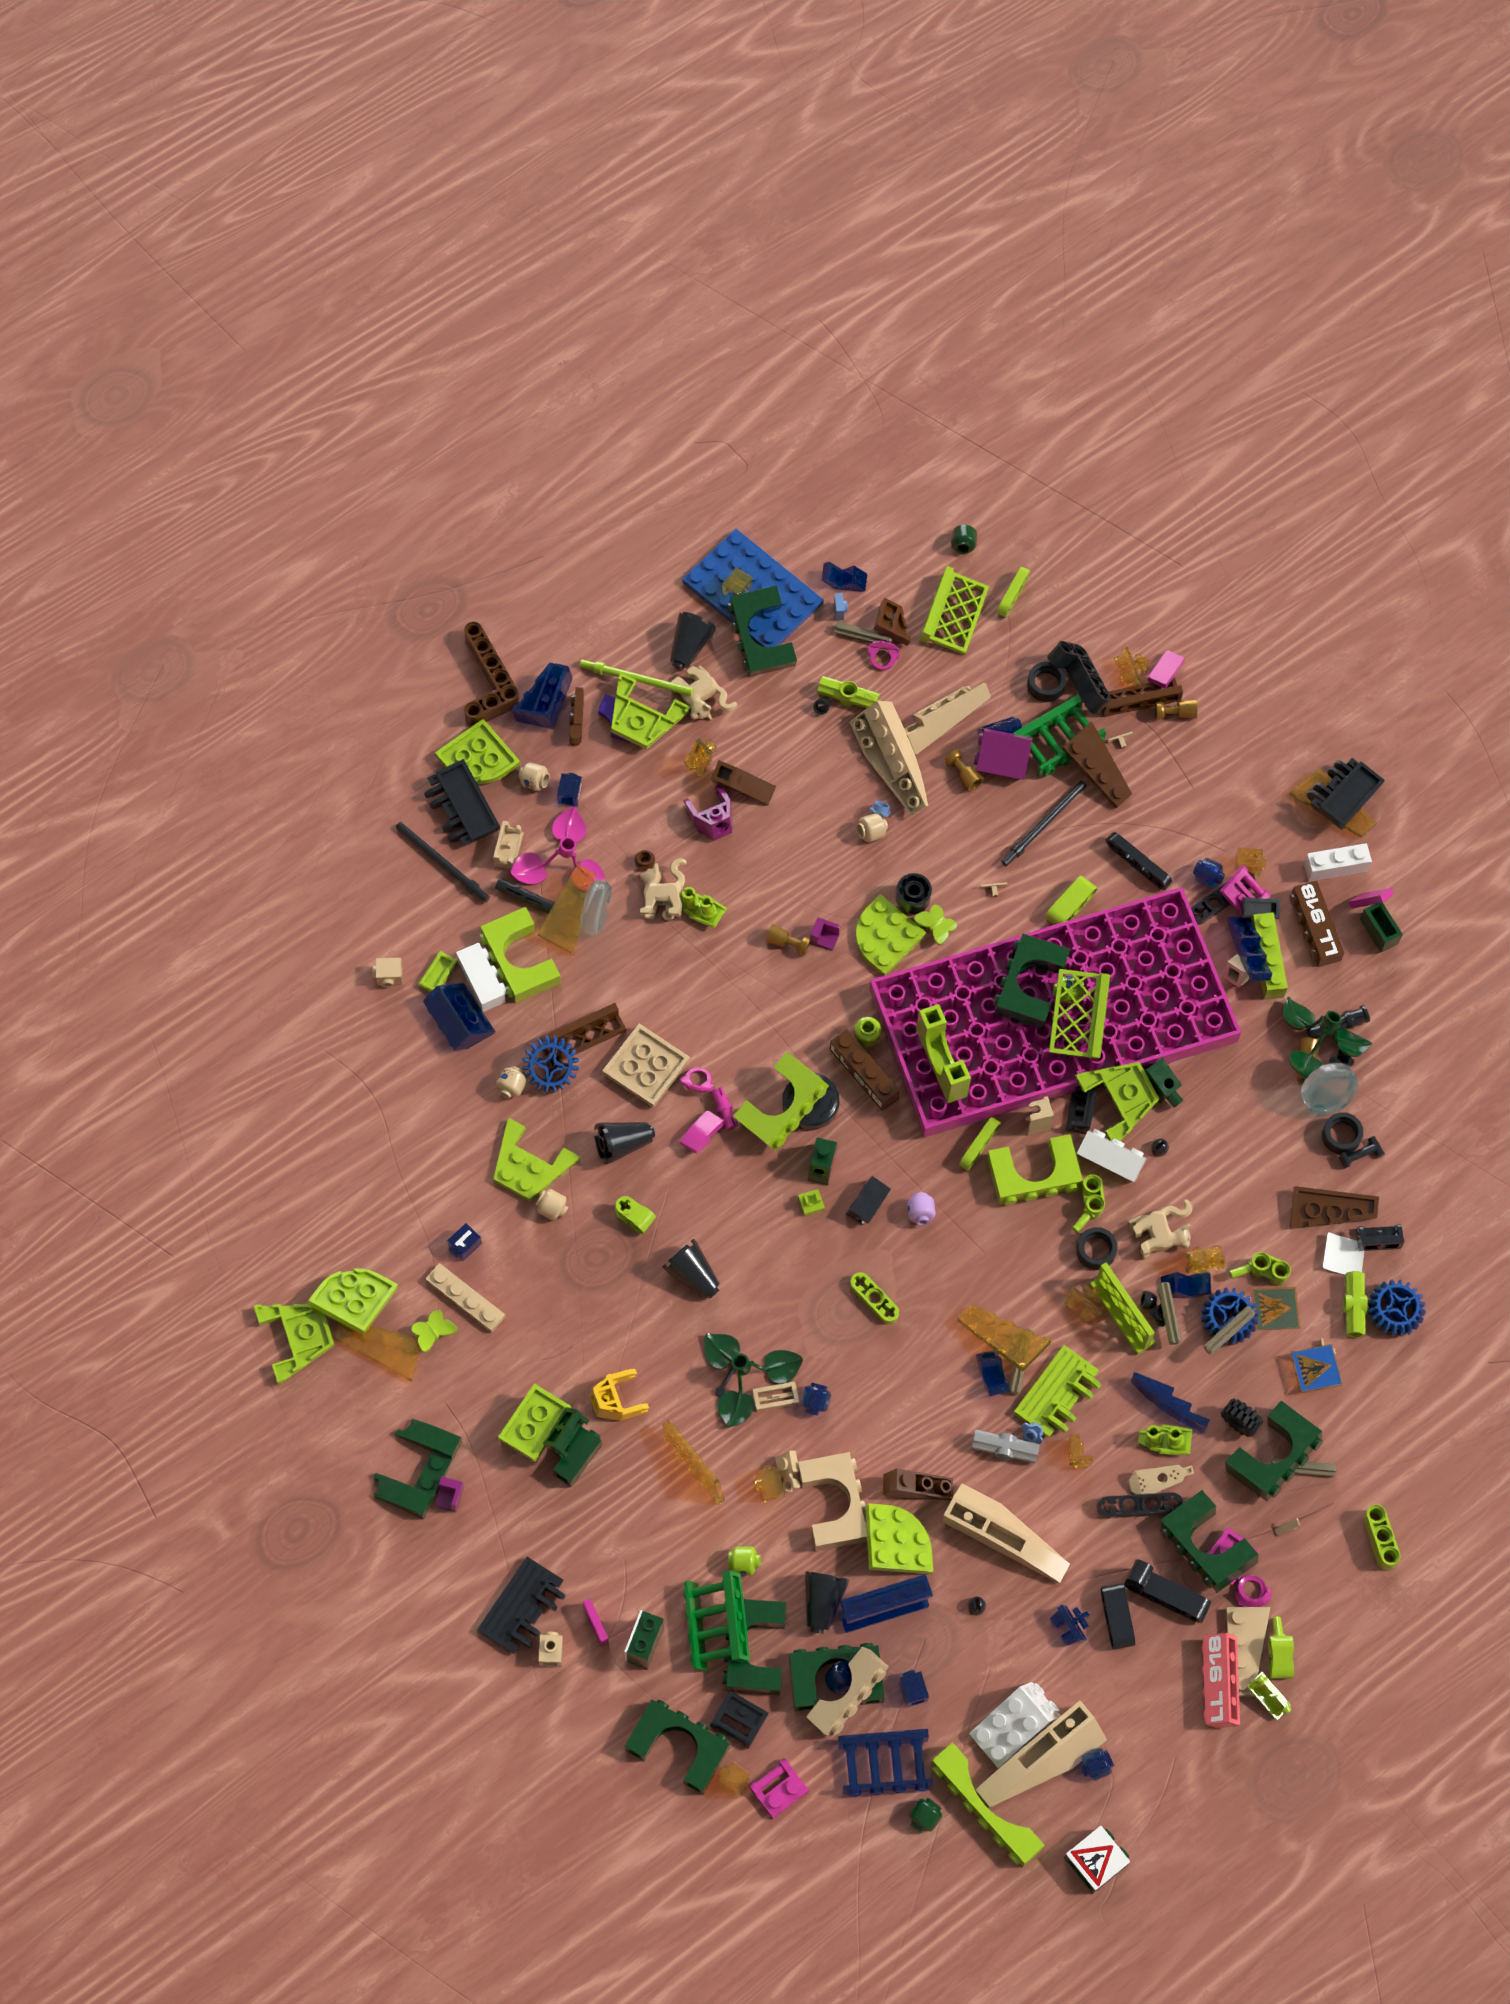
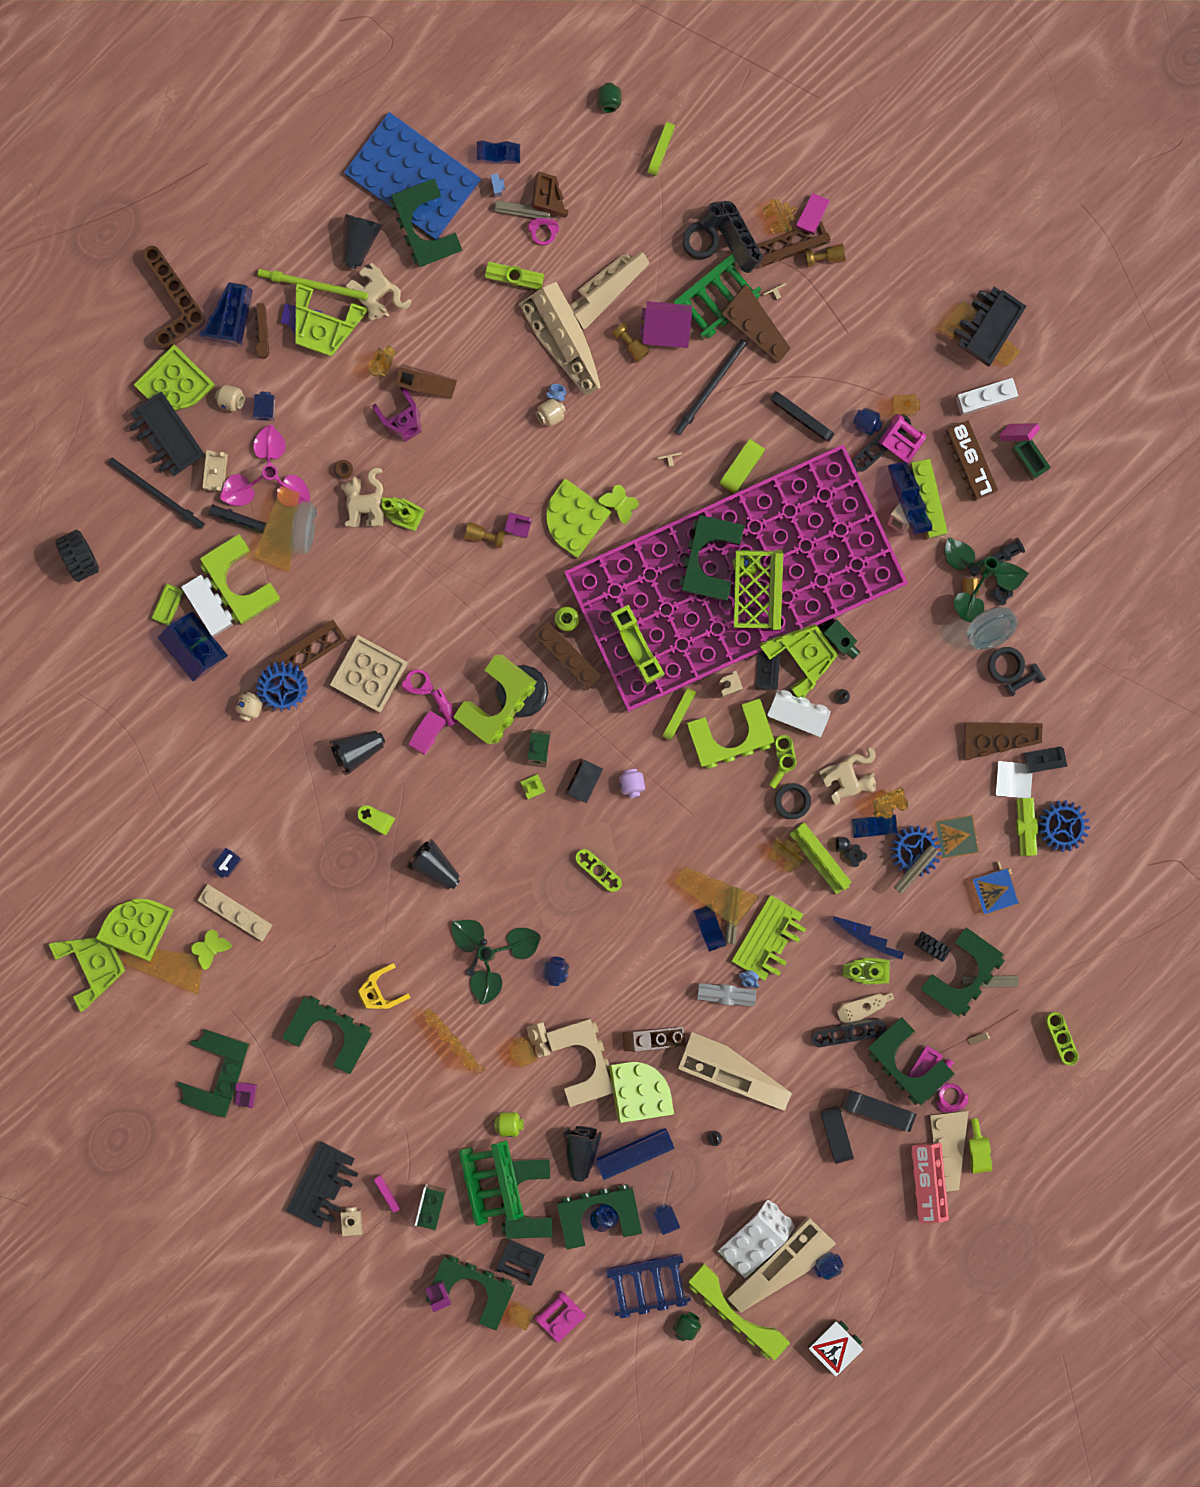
camera: 10 degrees left, 20 degrees up
(349, 907) = (77, 555): none -> black tyre
(388, 972) = (122, 611): tan brick -> none
(523, 1171) = (270, 787): lime wing -> none
(532, 1422) = (311, 1027): lime plate -> none
(551, 1204) = (300, 818): tan head -> none
(564, 1431) = (337, 1034): dark green hinge -> none
(641, 1740) = (438, 1296): none -> magenta panel
(737, 582) = (396, 176): clear yellow panel -> none
(791, 1385) = (505, 976): tan tile -> none
(823, 709) = (492, 293): black hinge -> none
(866, 1672) = (623, 1216): tan arch -> none
(913, 883) = (595, 487): black piece -> none
(940, 601) = (590, 173): lime fence -> none
(1006, 725) = (663, 293): clear blue brick -> none
(1075, 1633) = (800, 1146): clear blue hips -> none
(1076, 1448) = (788, 990): clear yellow bracket -> none
(1169, 1313) = (861, 857): dark tan axle -> none
(1259, 906) = (918, 452): black tile -> none
(1269, 1696) = (972, 1190): lime hinge -> none
(1271, 1264) = (949, 799): lime beam -> none

